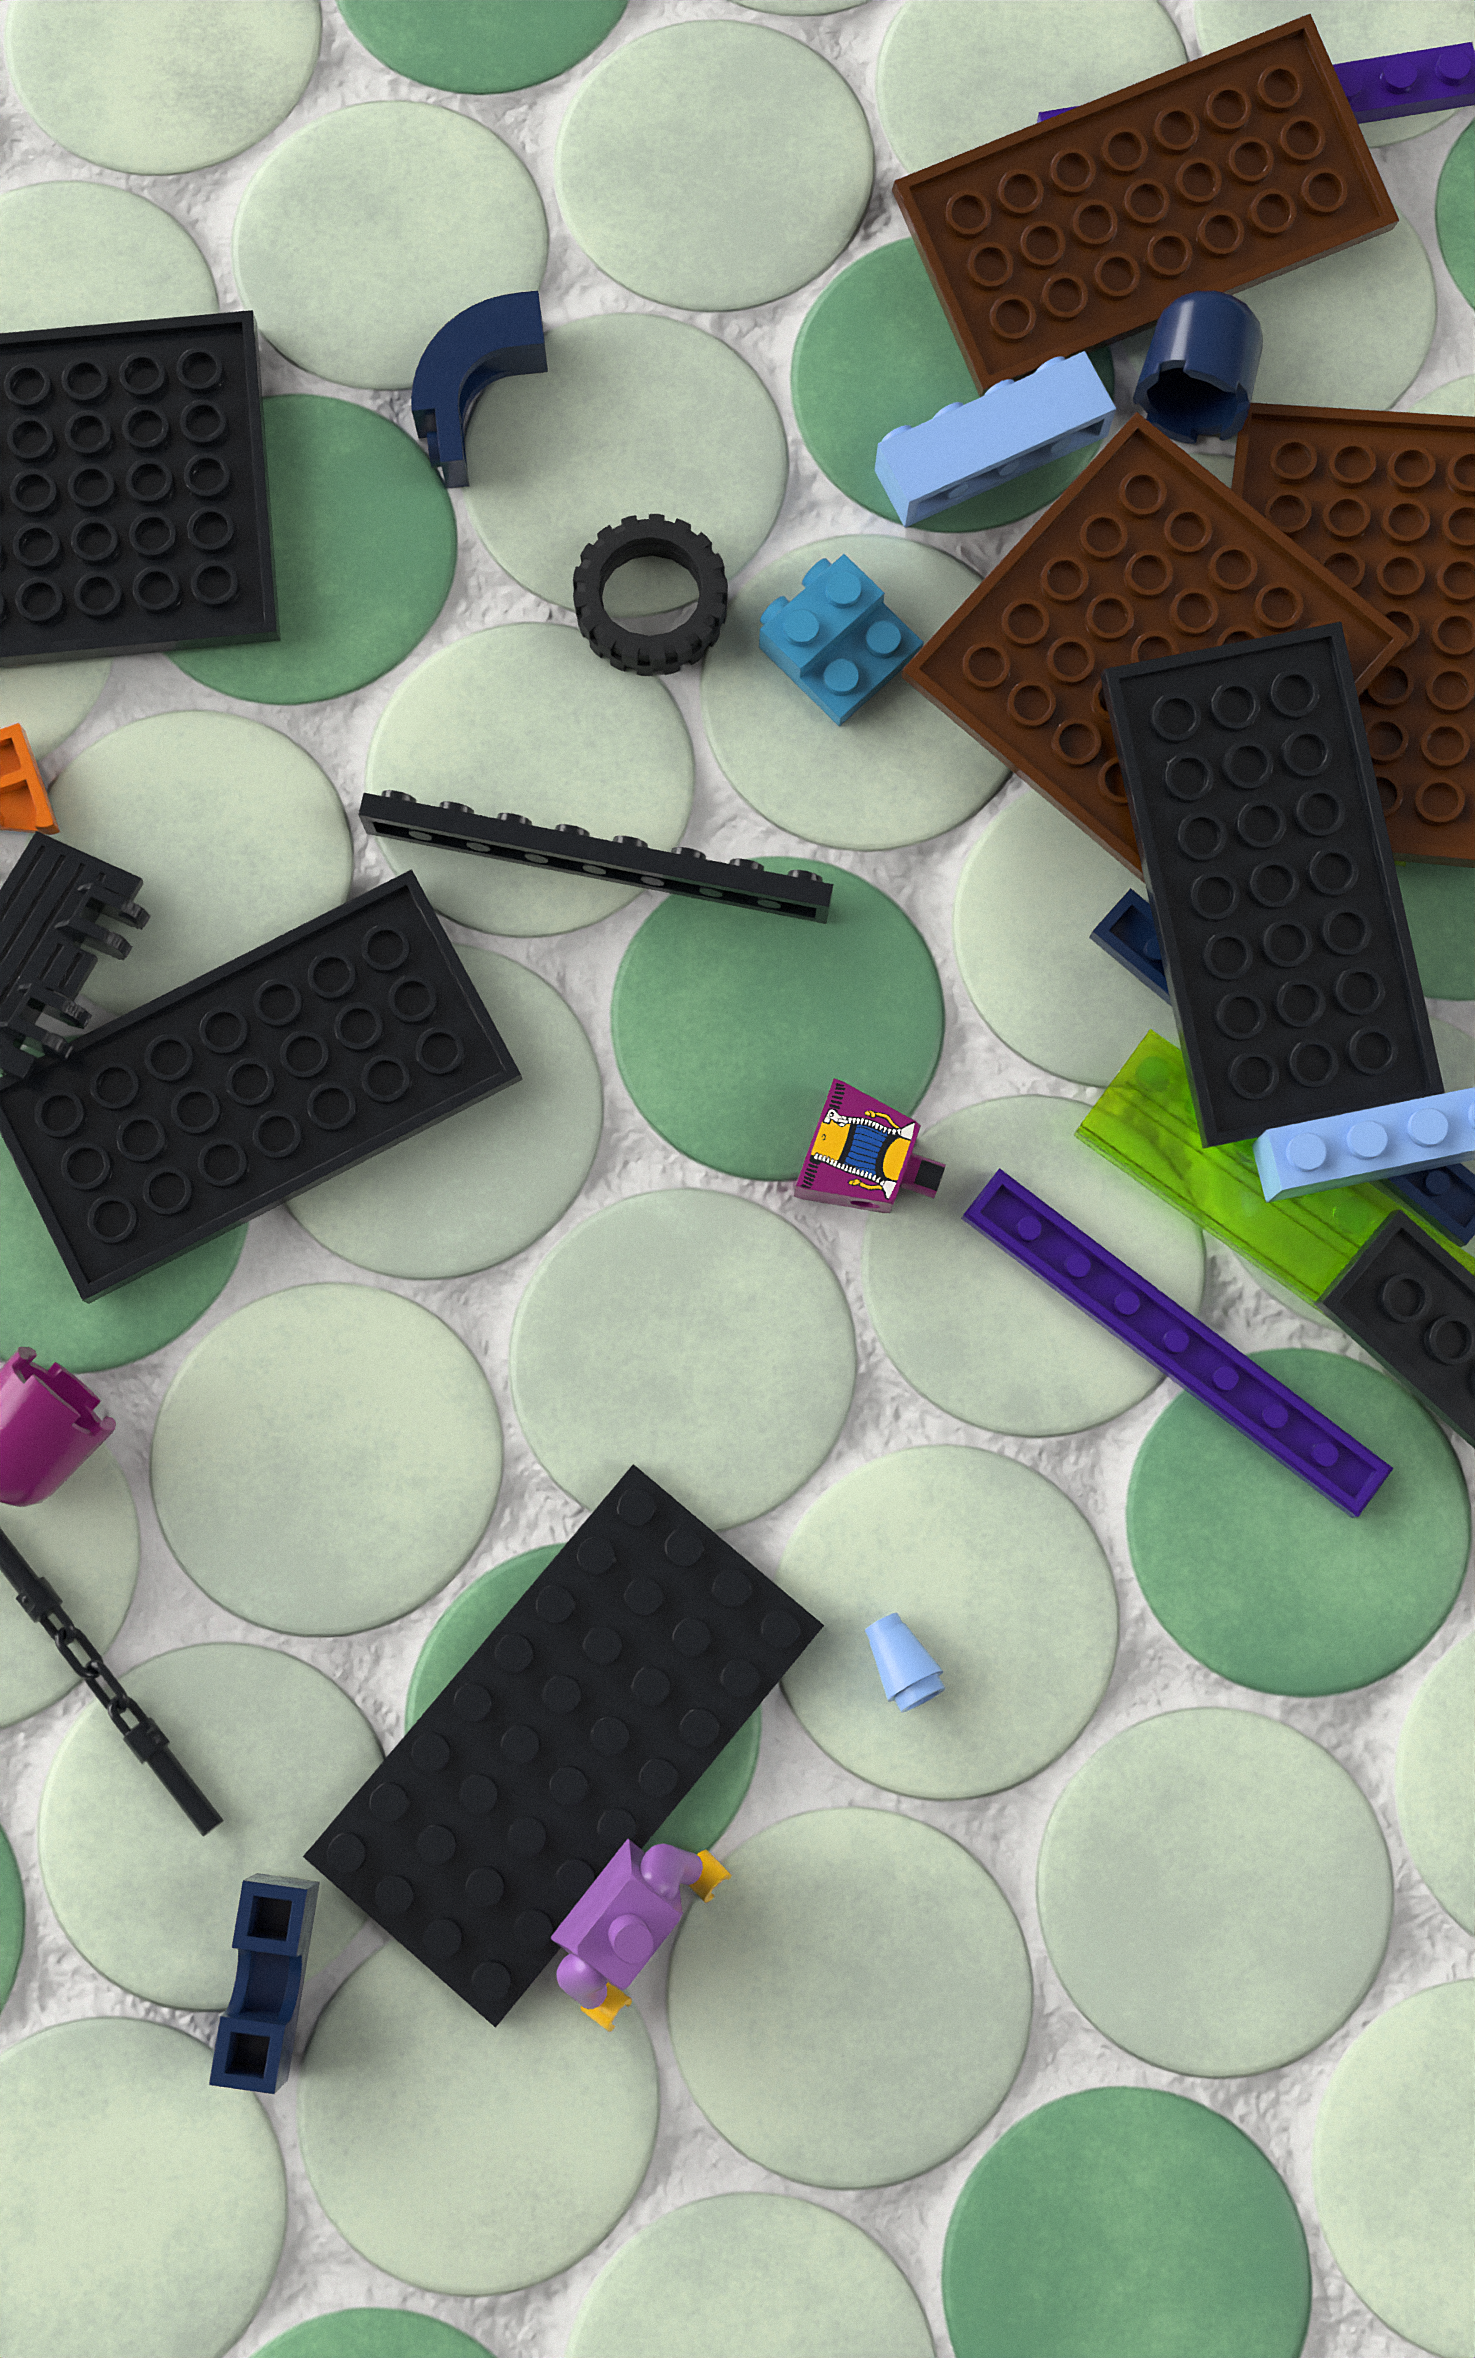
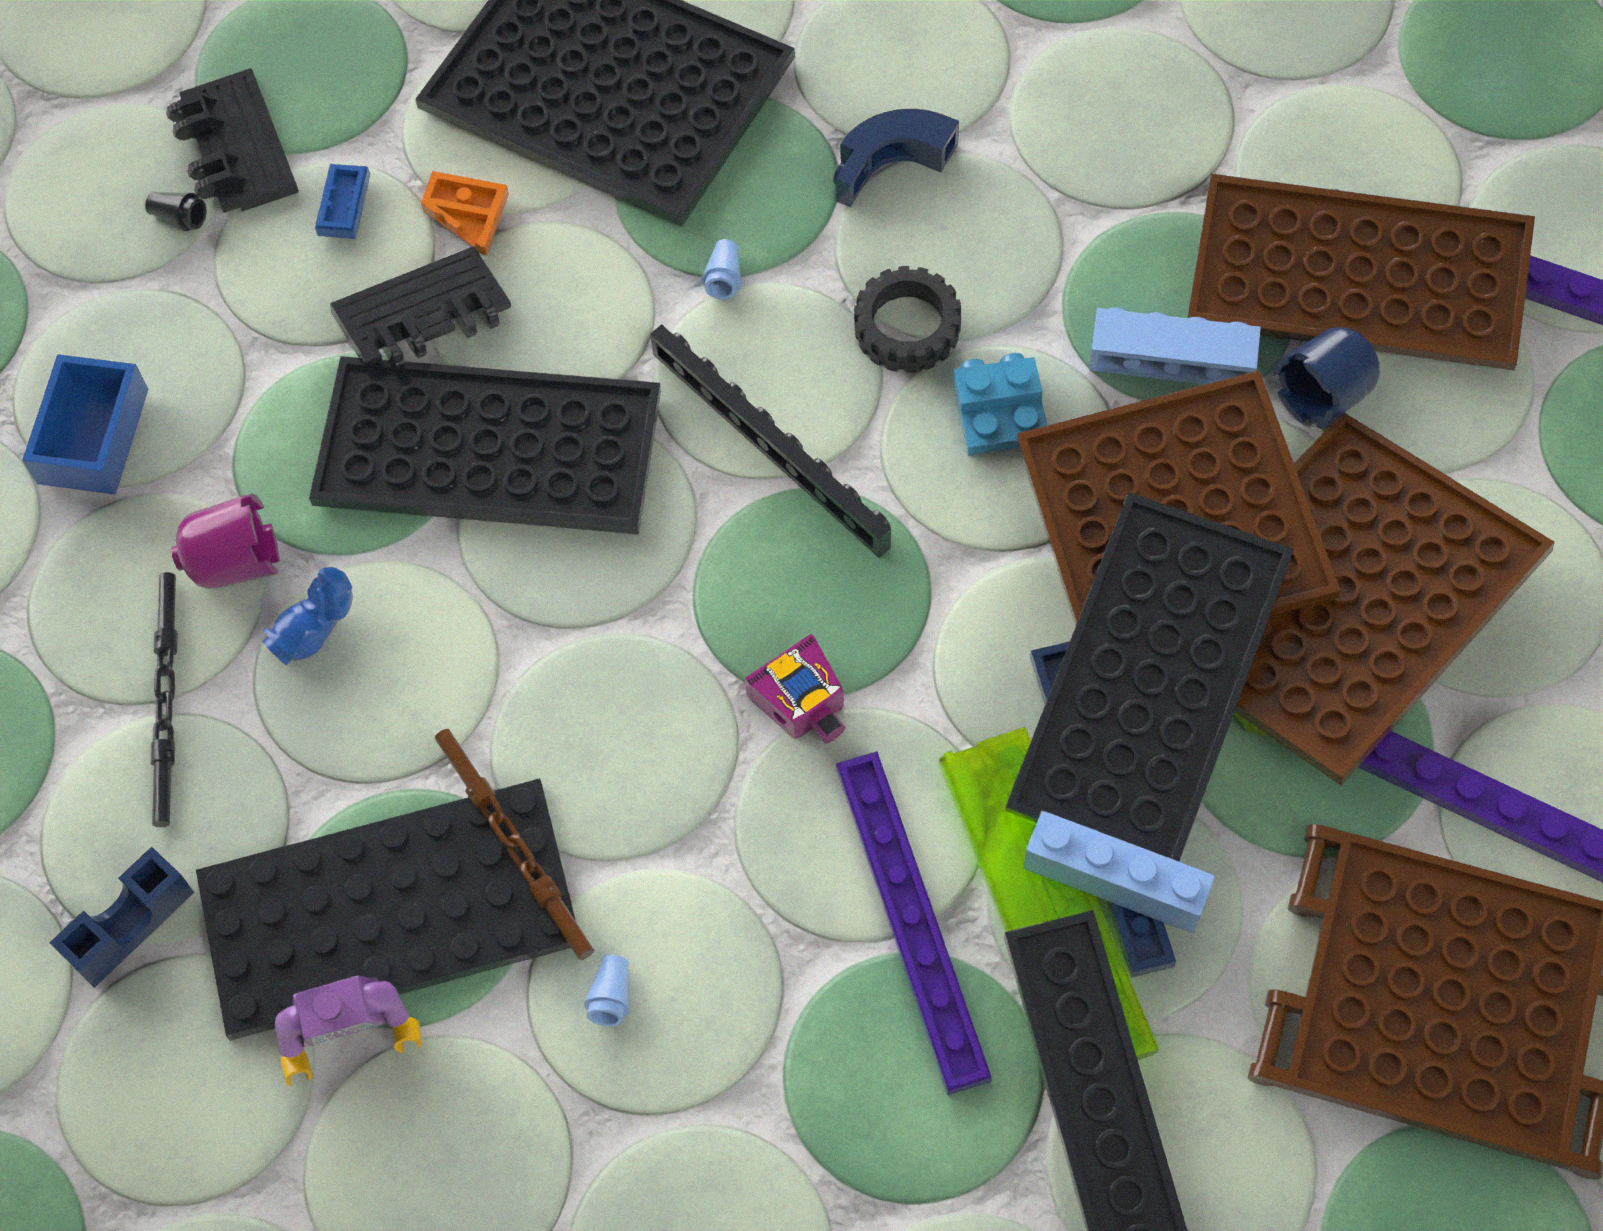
camera: 40 degrees right, 15 degrees down
(204, 1463) = (306, 625): none -> blue animal
(379, 669) = (722, 272): none -> light blue cone
(748, 1603) = (543, 889): none -> reddish brown piece

